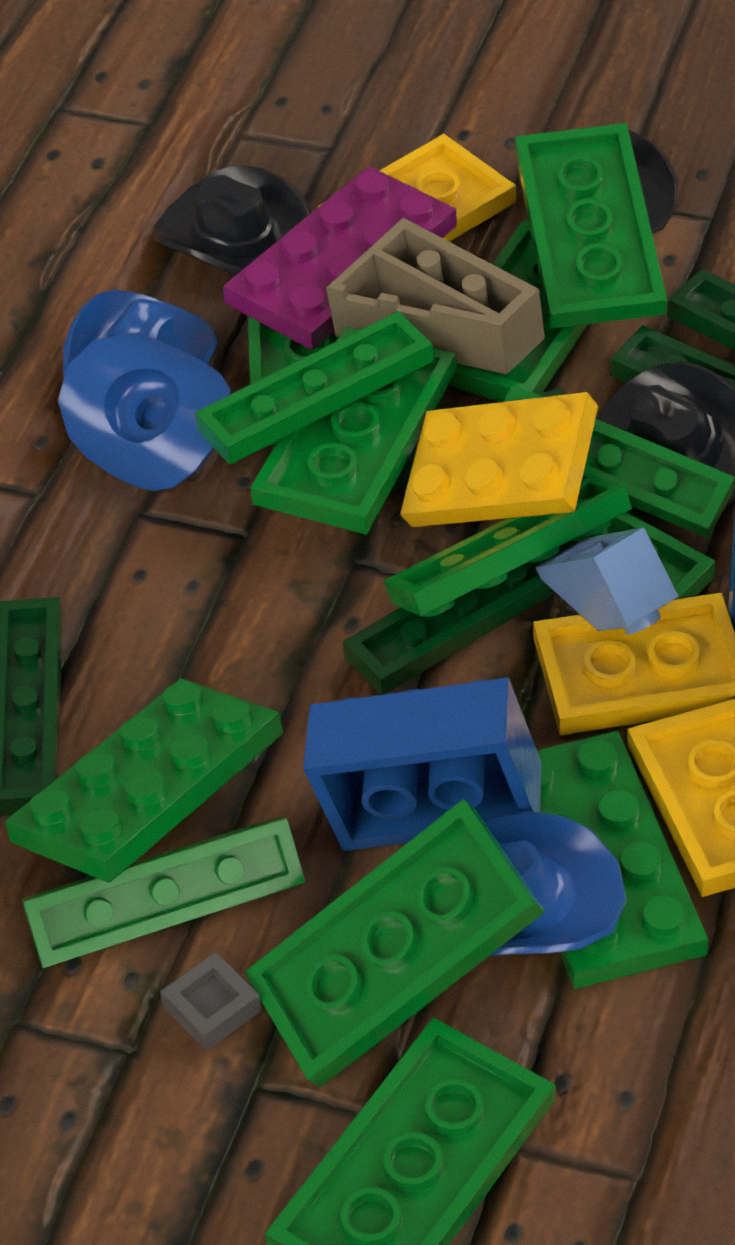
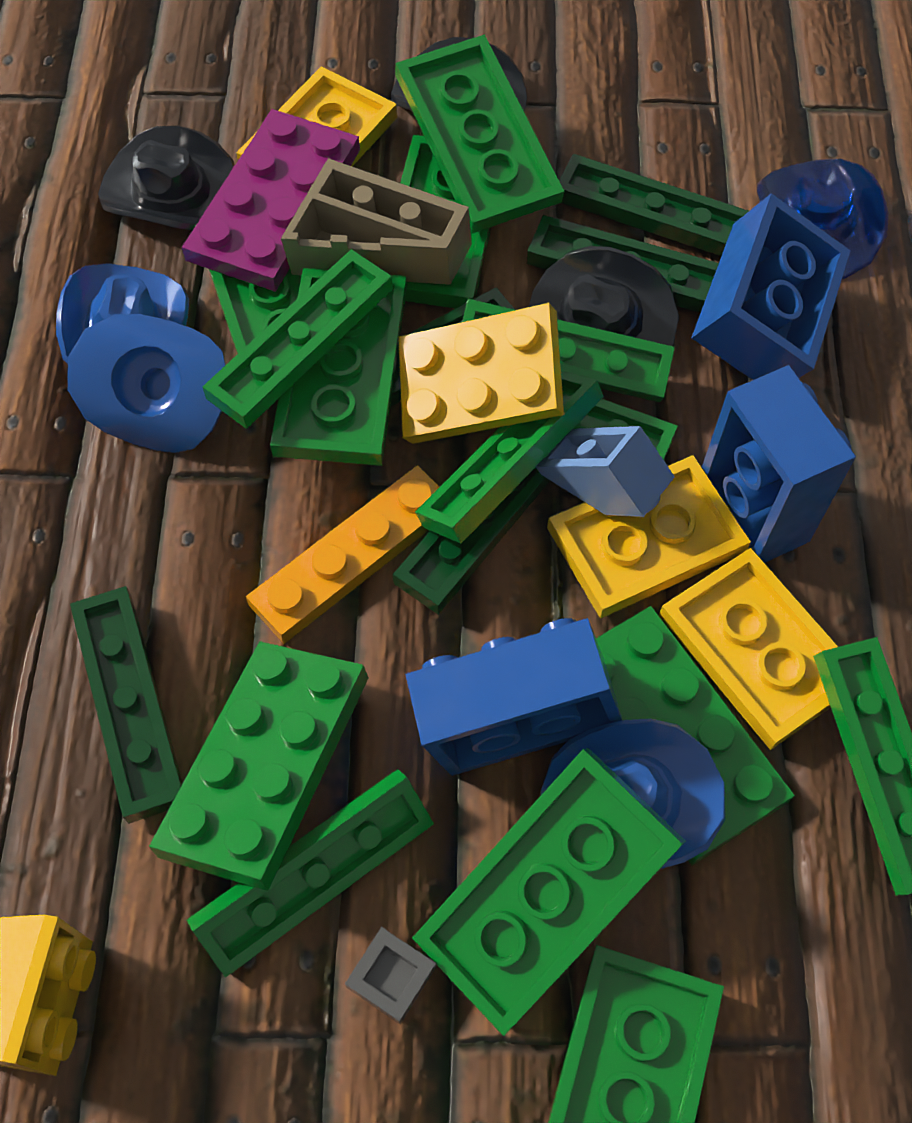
camera: 20 degrees left, 15 degrees up
(293, 623) = (343, 557): none -> light orange plate

